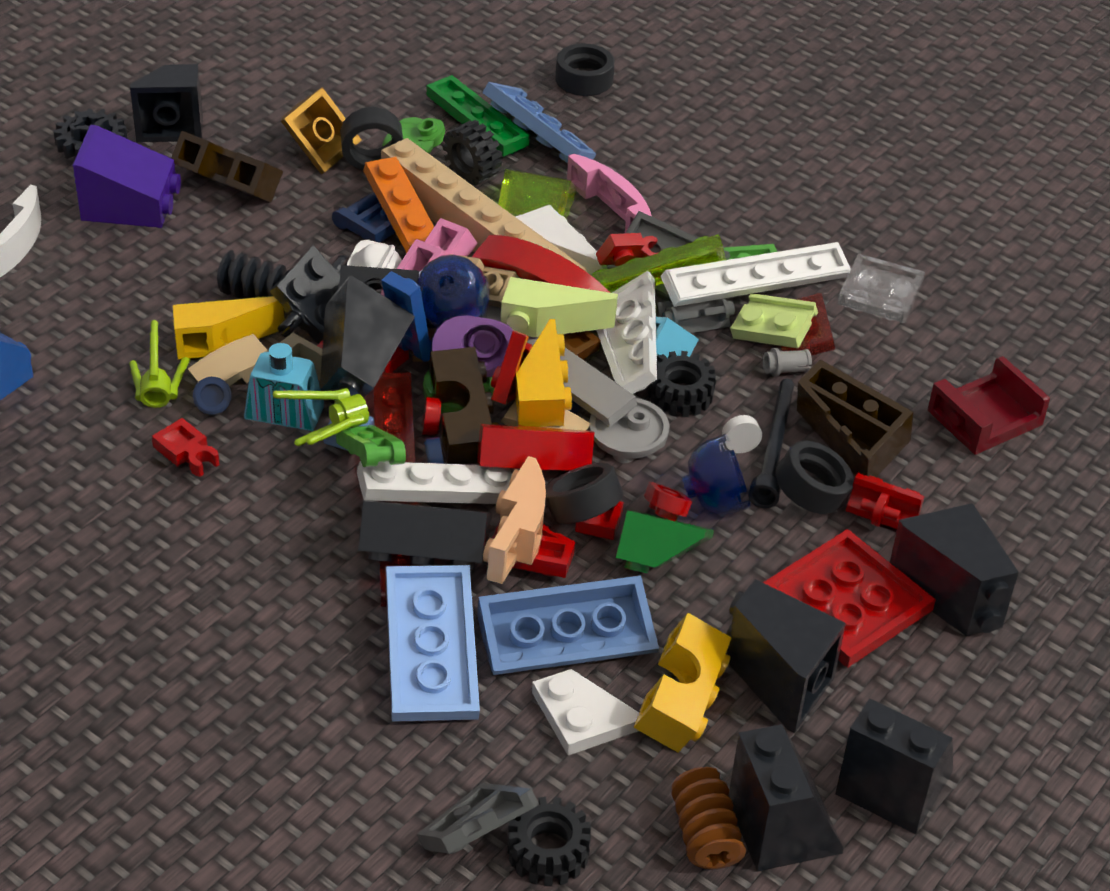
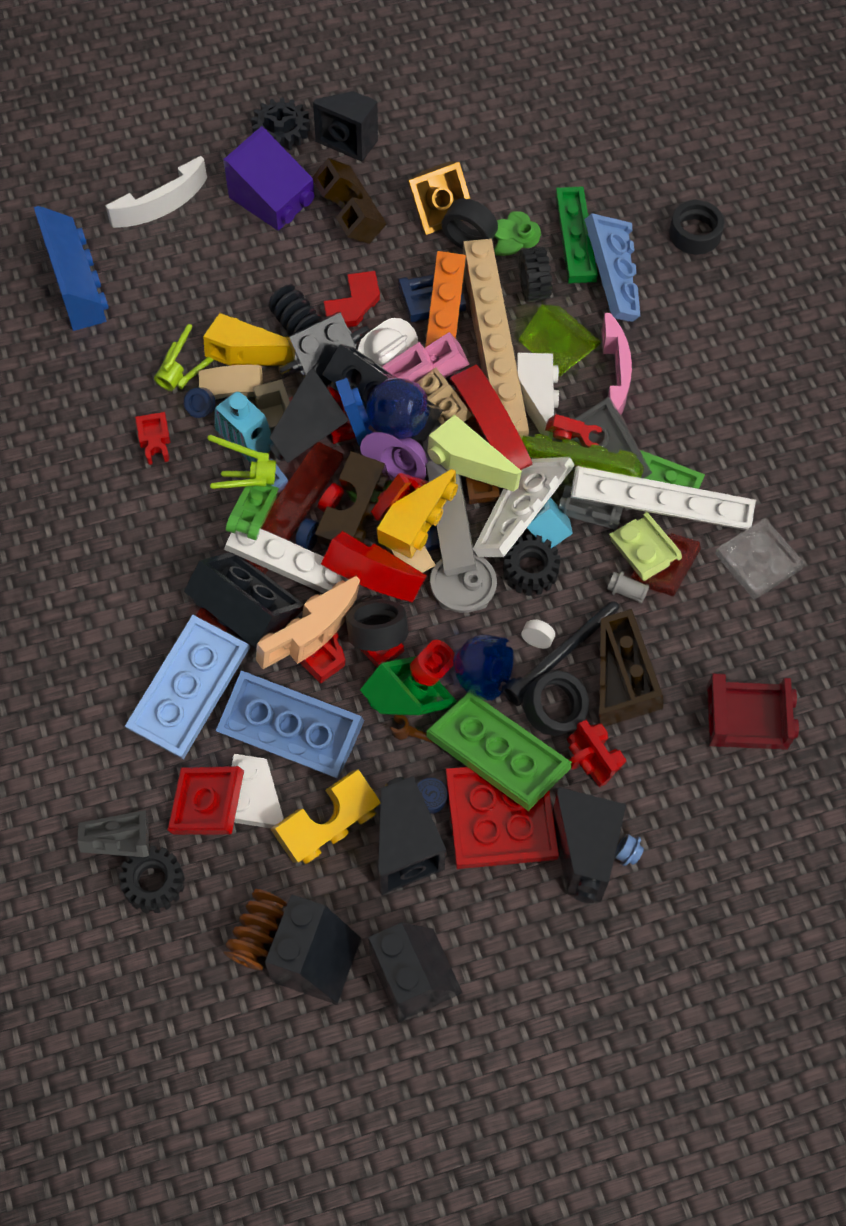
camera: 35 degrees right, 20 degrees up
(297, 237) = (364, 295): none -> red tile
(543, 735) = (206, 800): none -> red plate
(683, 576) = (407, 730): none -> reddish brown hand
(797, 541) = (499, 750): none -> bright green tile

